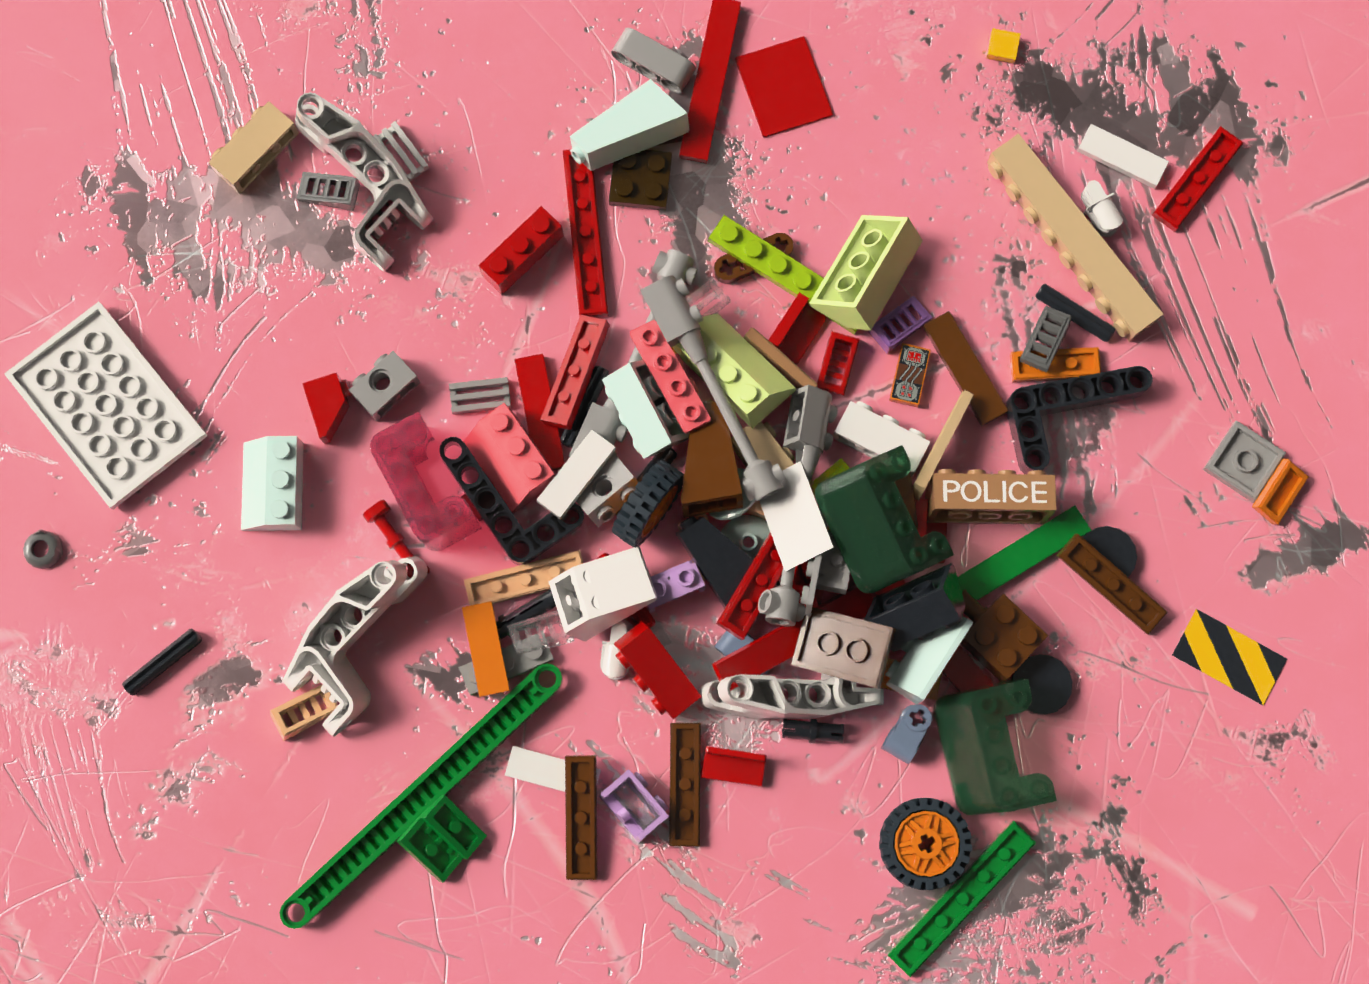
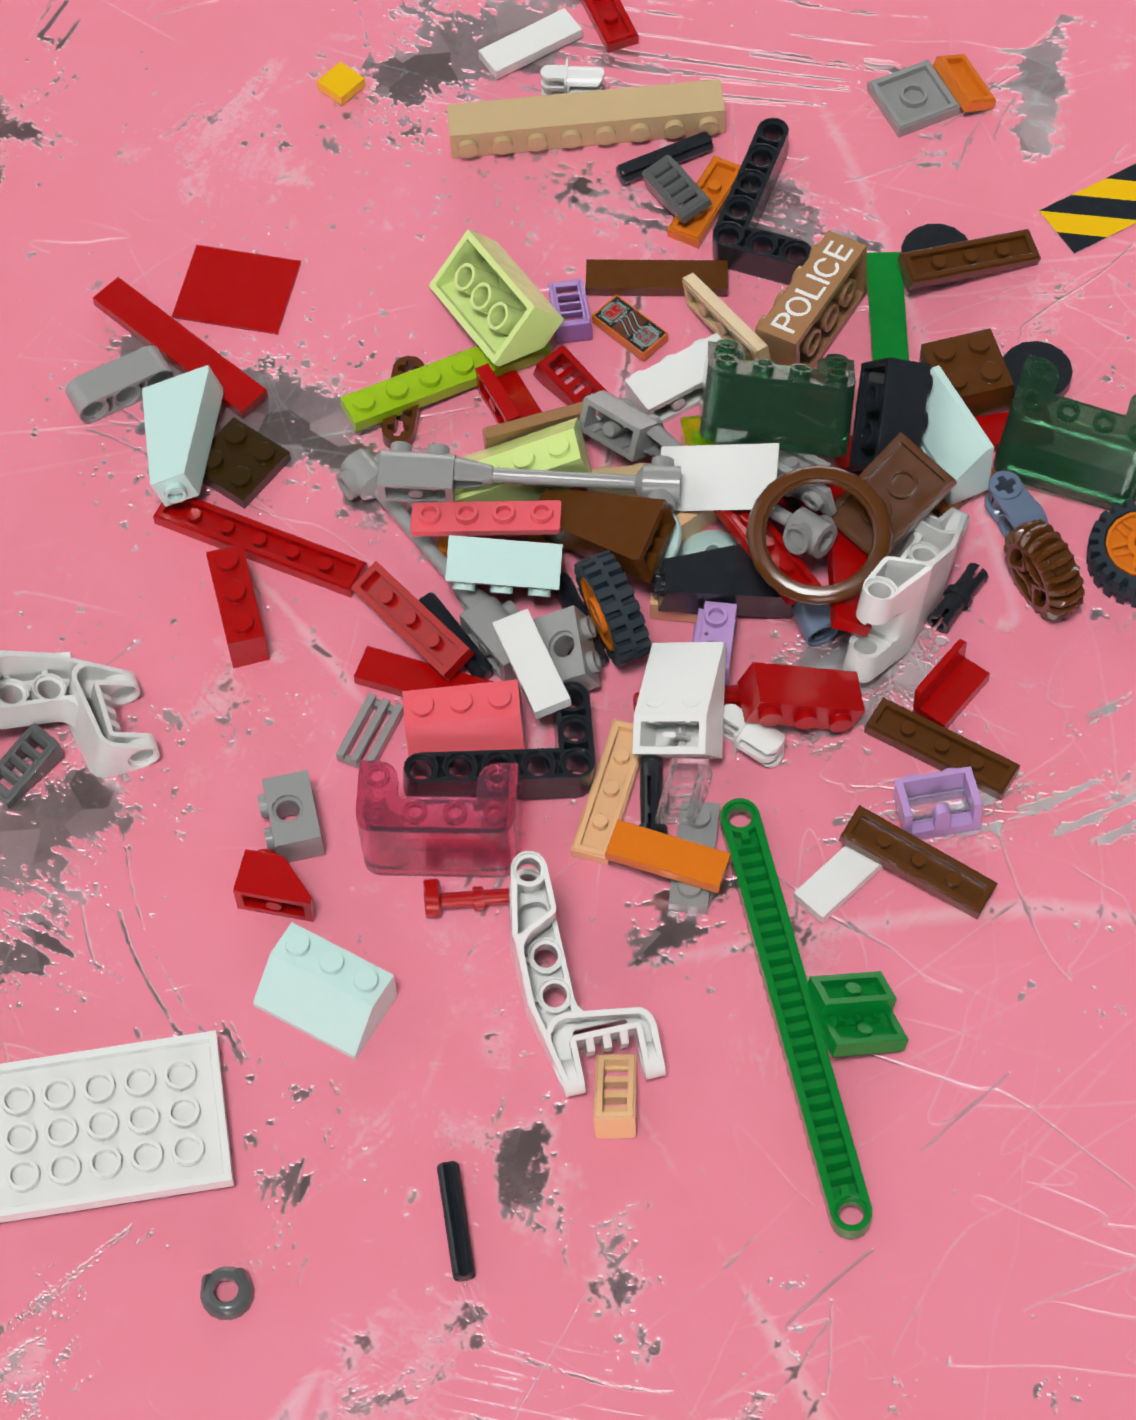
camera: 55 degrees left, 20 degrees down
(816, 598) = (811, 475): none -> reddish brown wedge
(860, 783) = (1044, 569): none -> reddish brown gear

